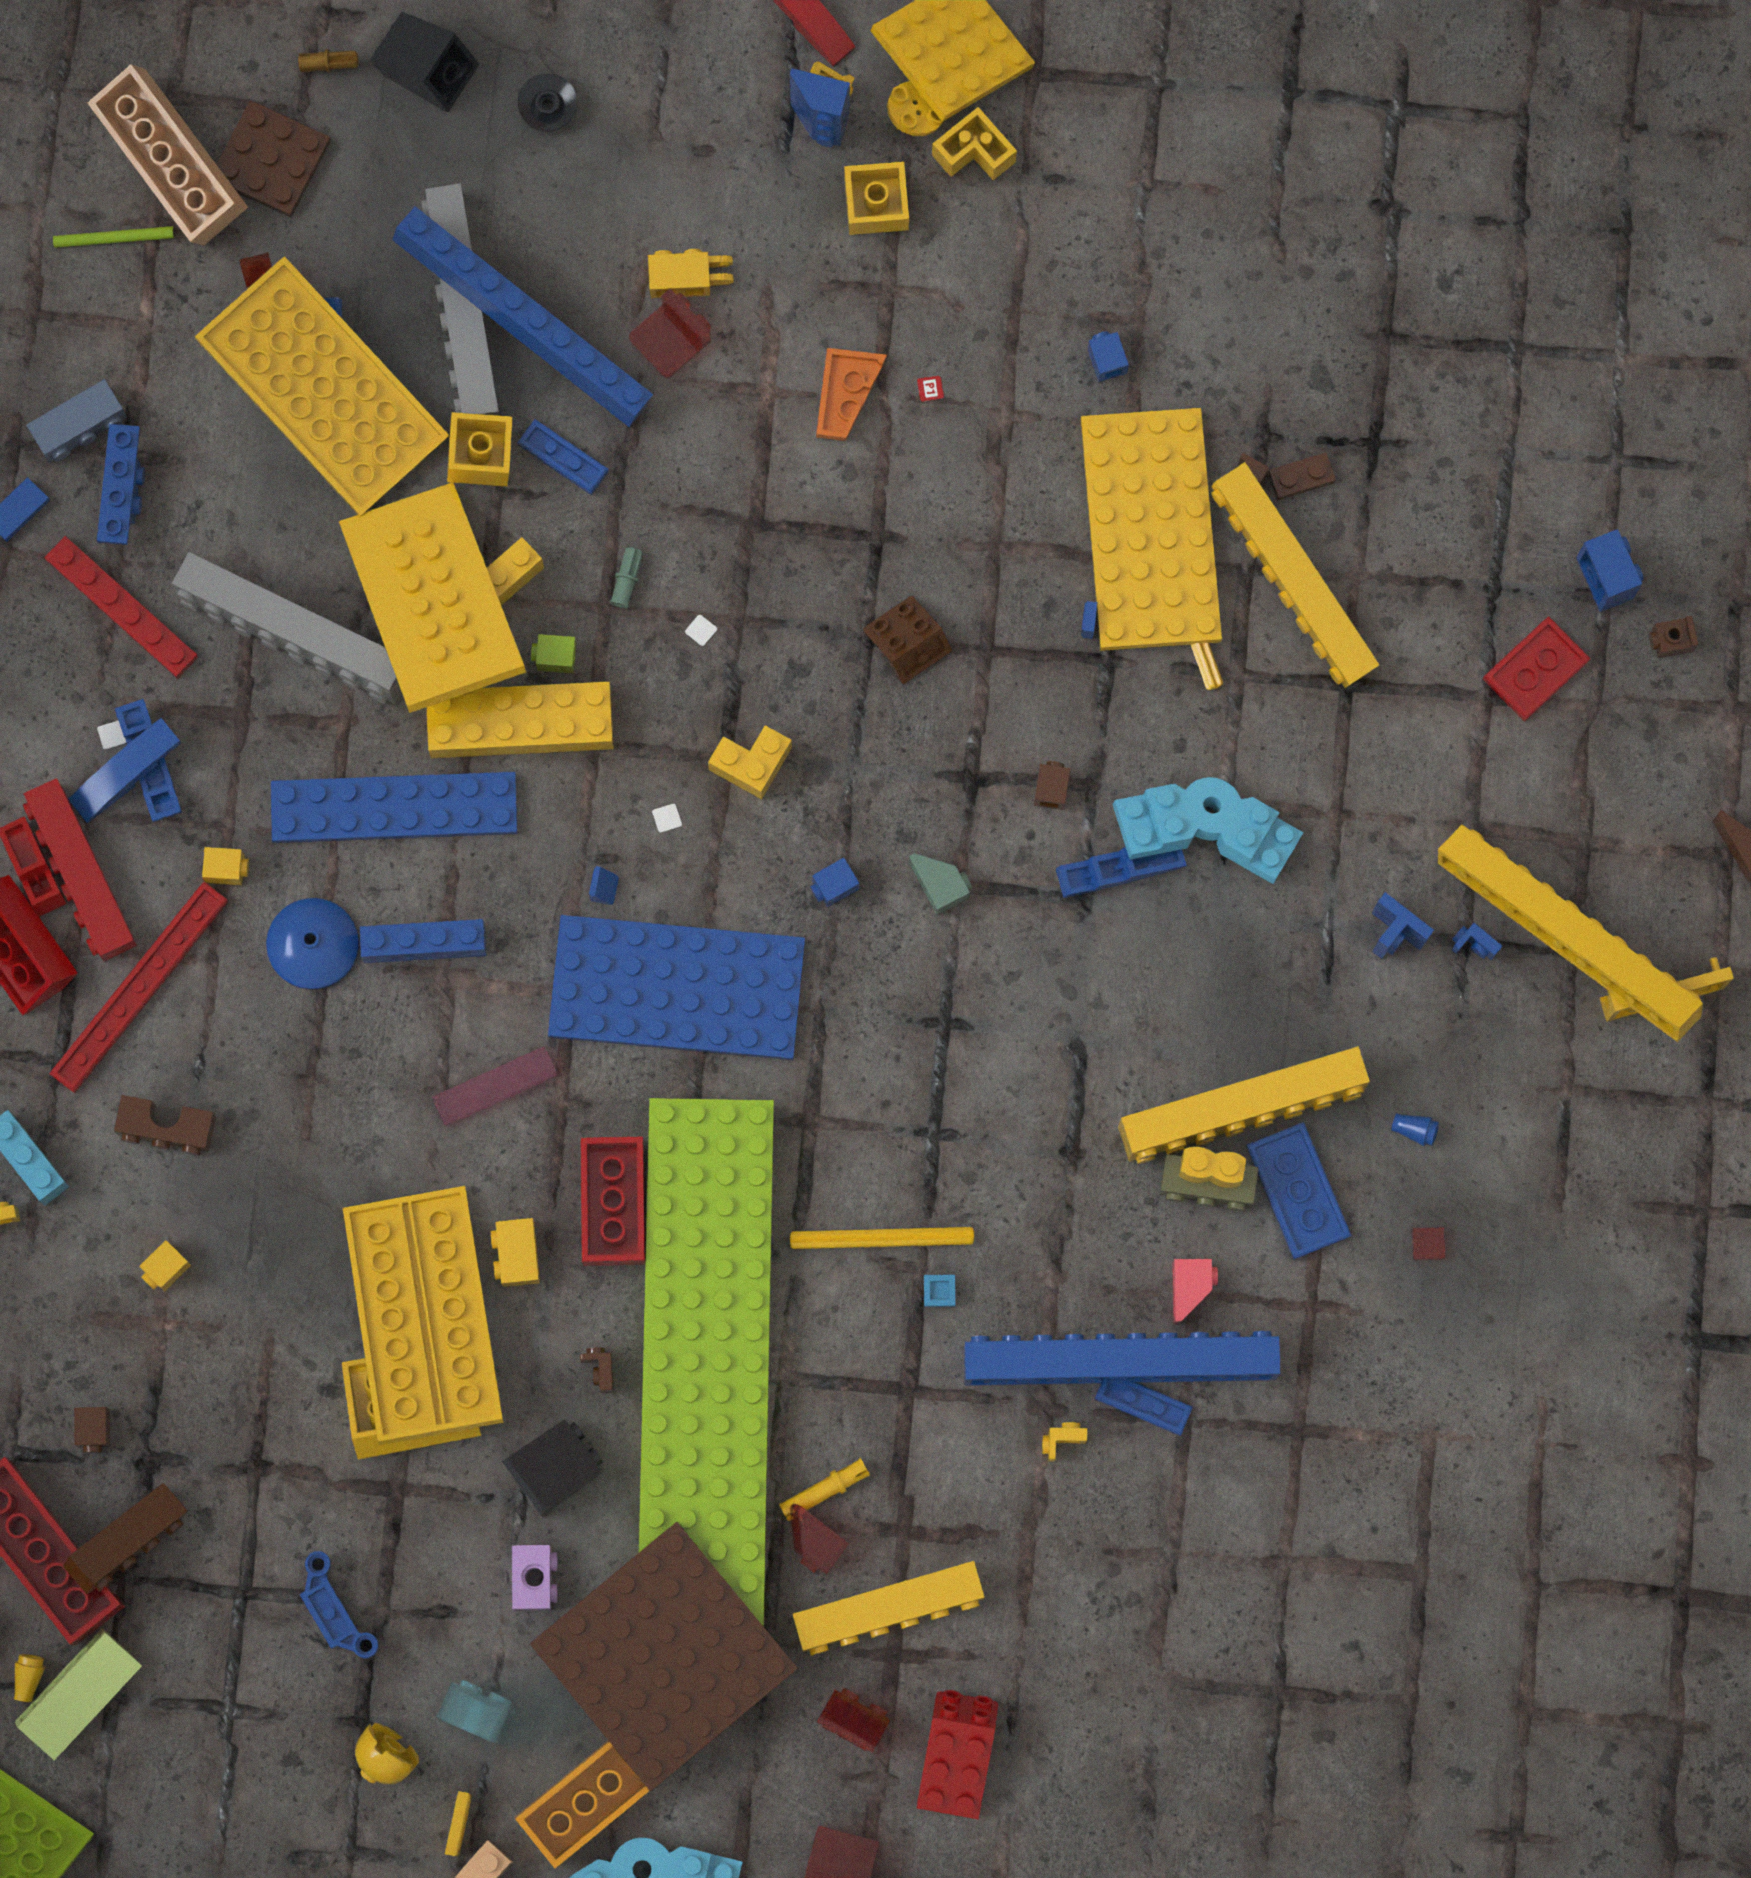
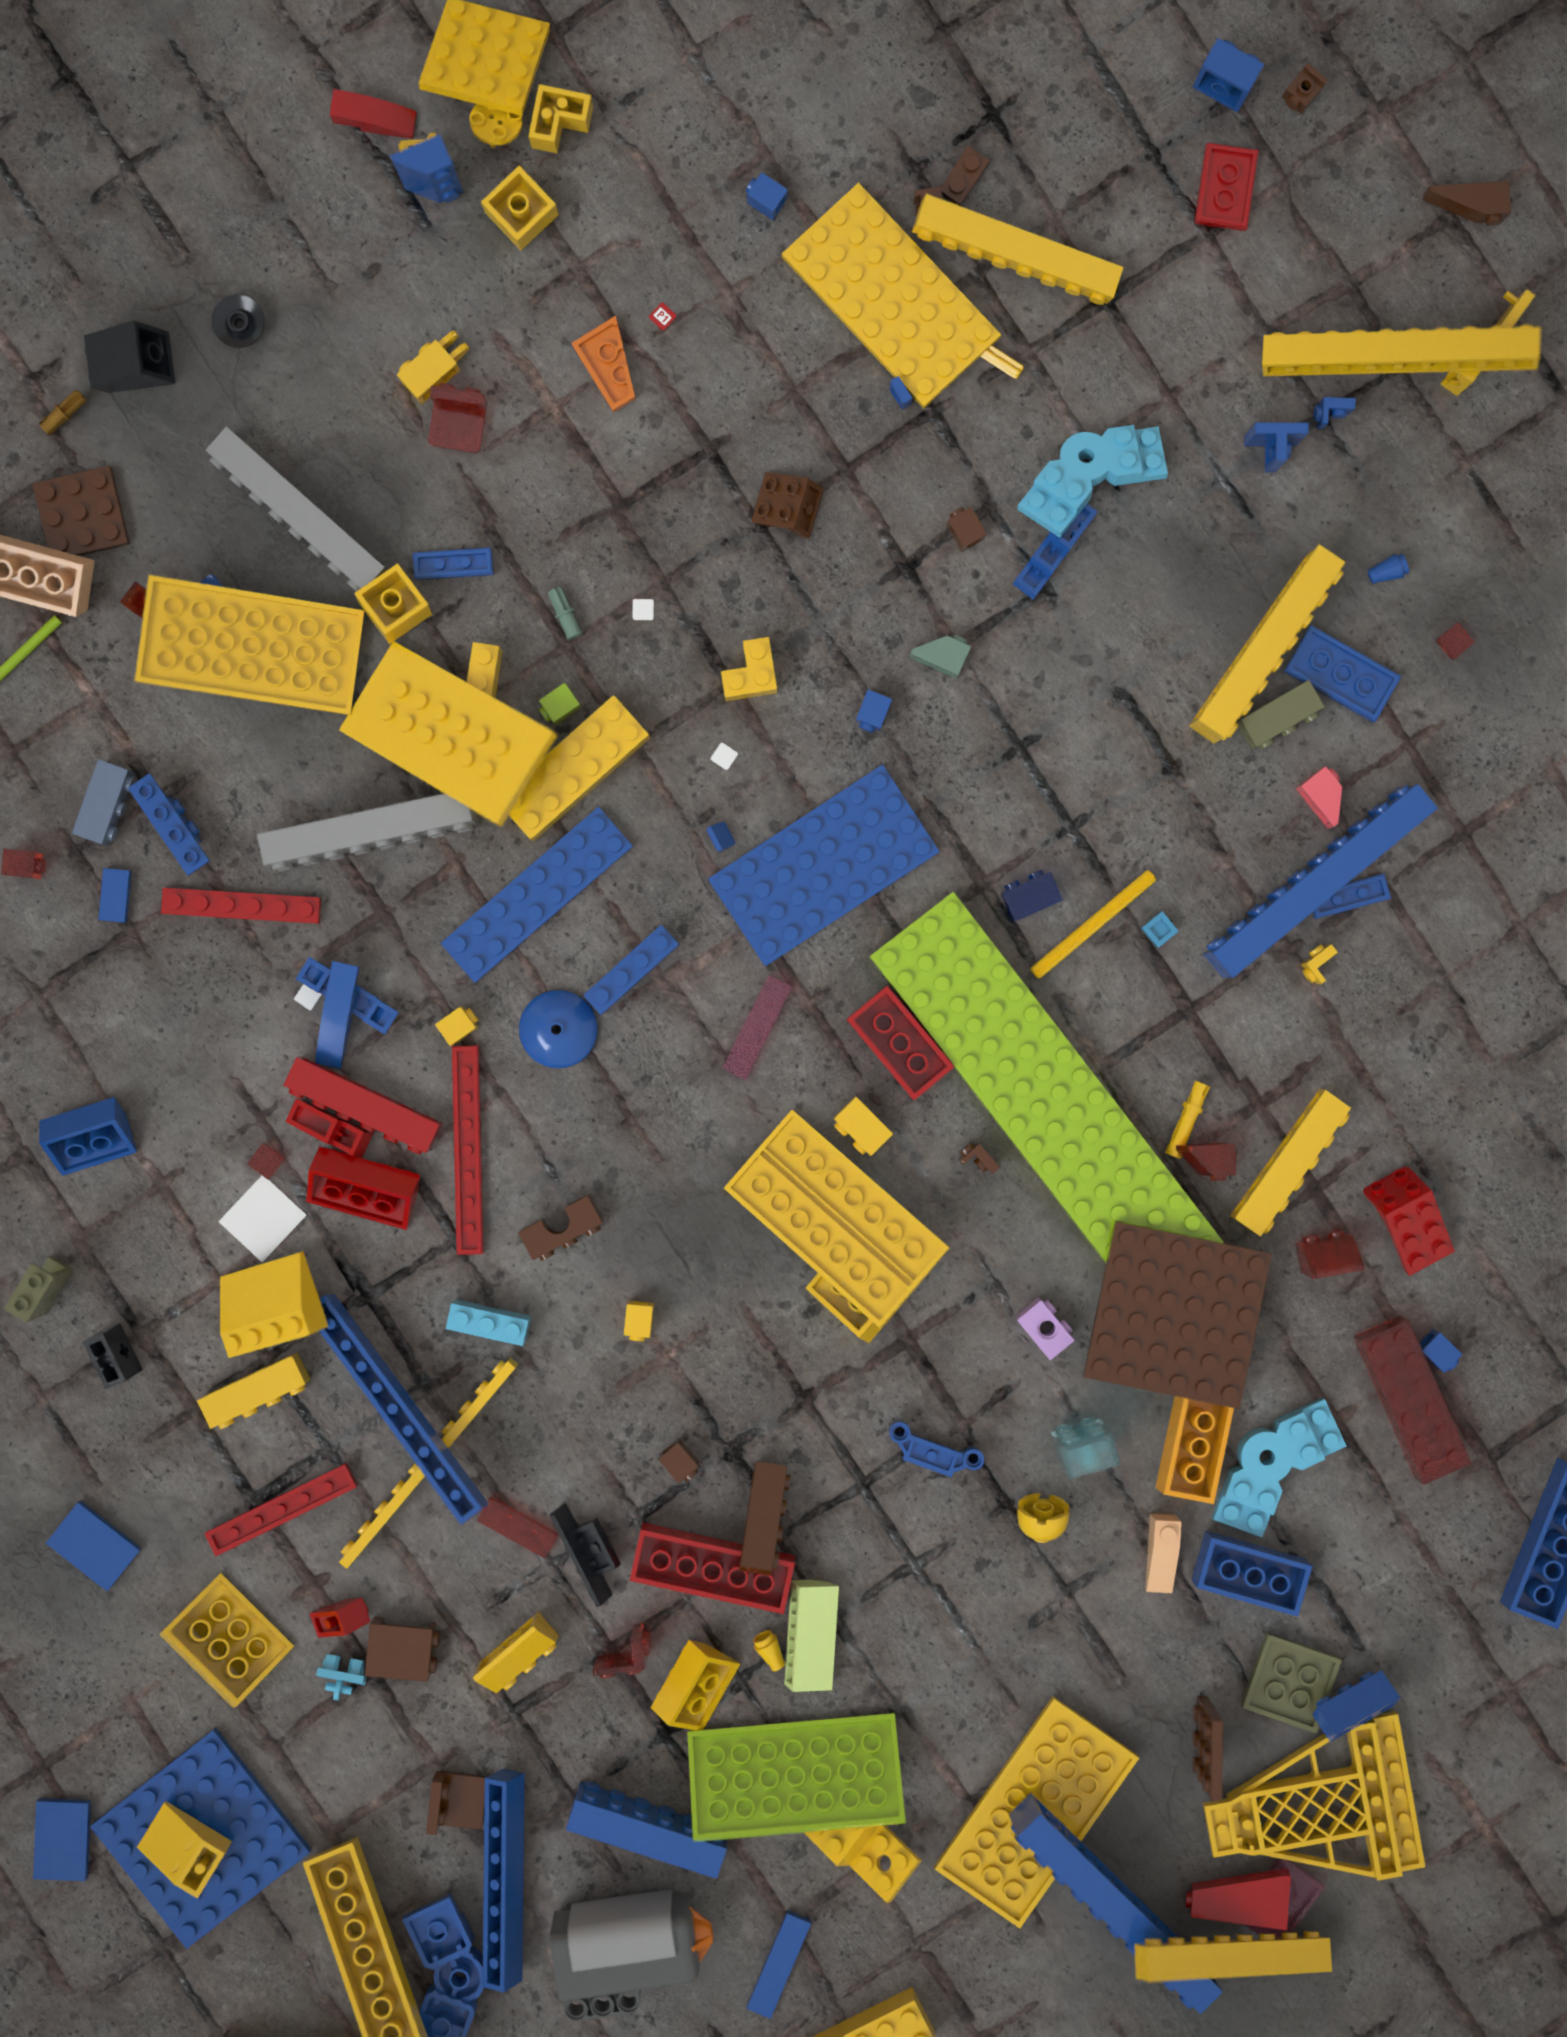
camera: 35 degrees left, 10 degrees up
(458, 1824) = (1124, 1521): yellow tile -> none
(522, 316) = (345, 487): blue brick -> none
(554, 1466) = (1001, 1247): black slope -> none
(844, 1164) = (1030, 896): none -> clear blue brick
(1221, 1169) = (1284, 703): yellow brick -> none

